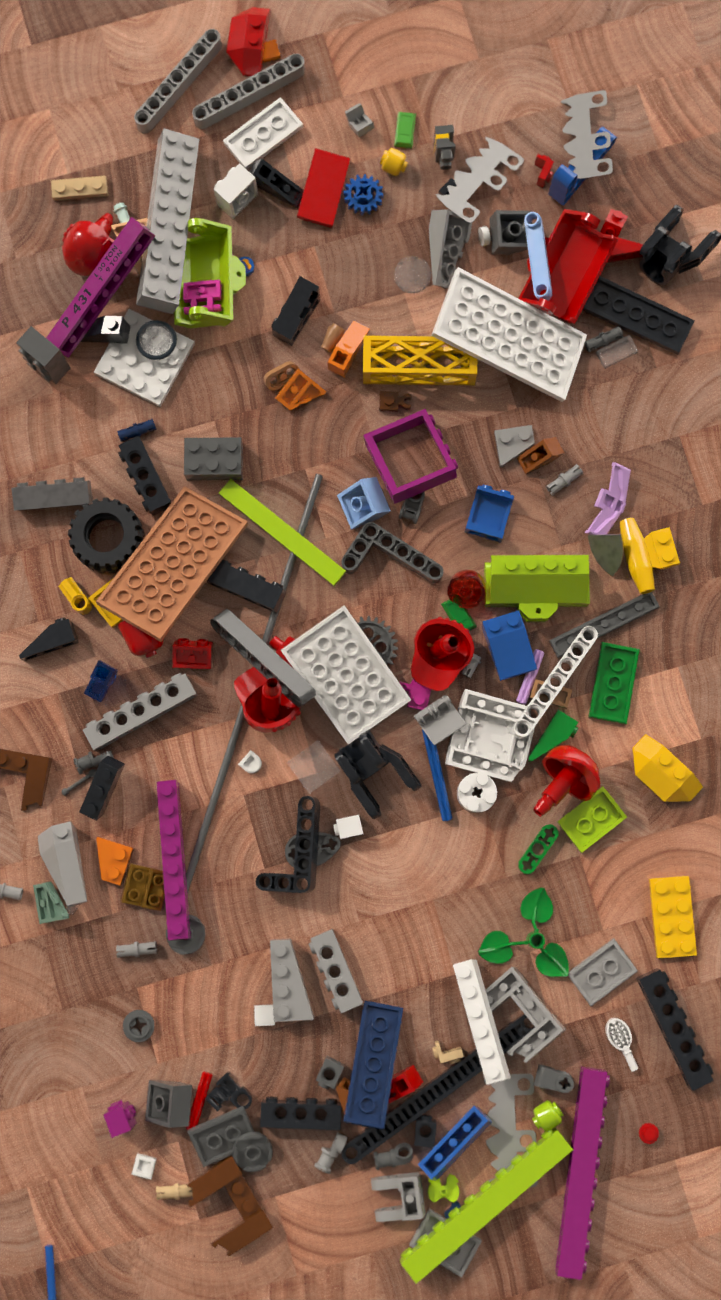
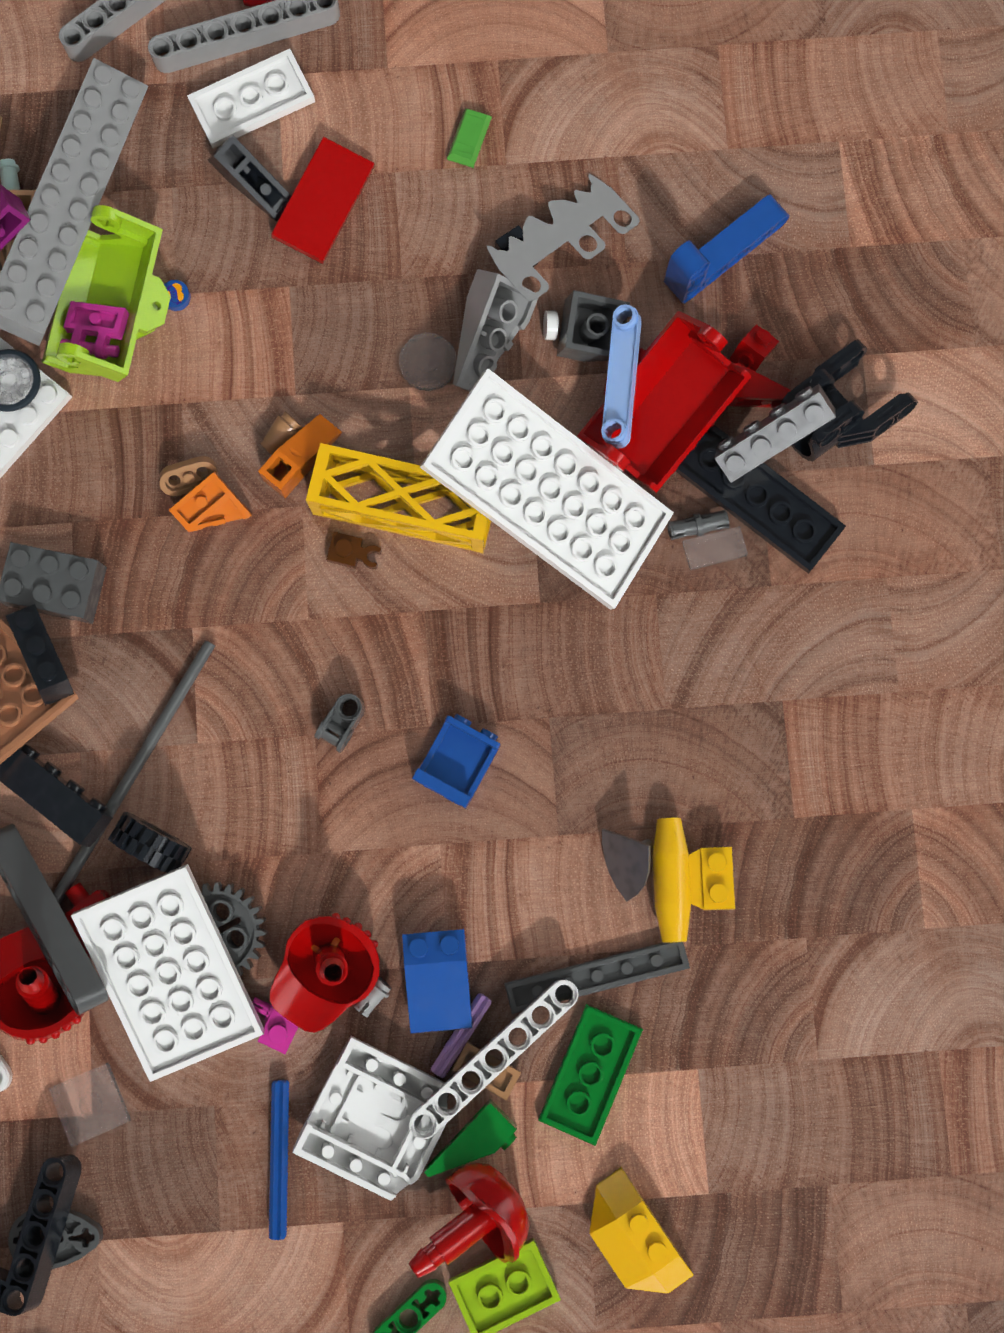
camera: 10 degrees right, 0 degrees up
(220, 501) = (39, 654): none -> black brick
(235, 190) = (184, 176): white brick -> none
(282, 532) = (130, 722): lime tile -> none
(296, 311) = (233, 381): black wedge -> none
(315, 599) = (149, 843): none -> black wheel
(348, 827) = (118, 1216): white brick -> none
(358, 120) = (400, 108): light grey bracket -> none
(362, 202) = (377, 235): blue gear -> none
(363, 502) = (267, 701): light blue slope -> none
(365, 758) = (166, 1114): black piece -> none
(391, 551) = (292, 788): dark grey beam -> none
(393, 162) = (438, 182): yellow head -> none
(423, 483) = (361, 695): magenta window -> none
(440, 720) = (300, 1077): light grey hinge -> none
(444, 146) = (519, 173): dark grey hips -> none
(459, 614) = (374, 909): green tile -> none
(467, 588) = (392, 875): clear red cylinder -> none
(480, 782) = (321, 1223): white brick -> none
(513, 442) = (521, 656): light grey wing -> none
(537, 583) = (503, 893): lime piece -> none
(540, 455) = (558, 686): dark orange slope -> none
(546, 164) = (671, 240): red bracket -> none
(564, 479) = (587, 732): light grey pin -> none
(584, 142) = (737, 213): light grey piece -> none
(611, 502) = (650, 785): lavender plate -> none
(640, 271) = (774, 433): none -> flat silver brick

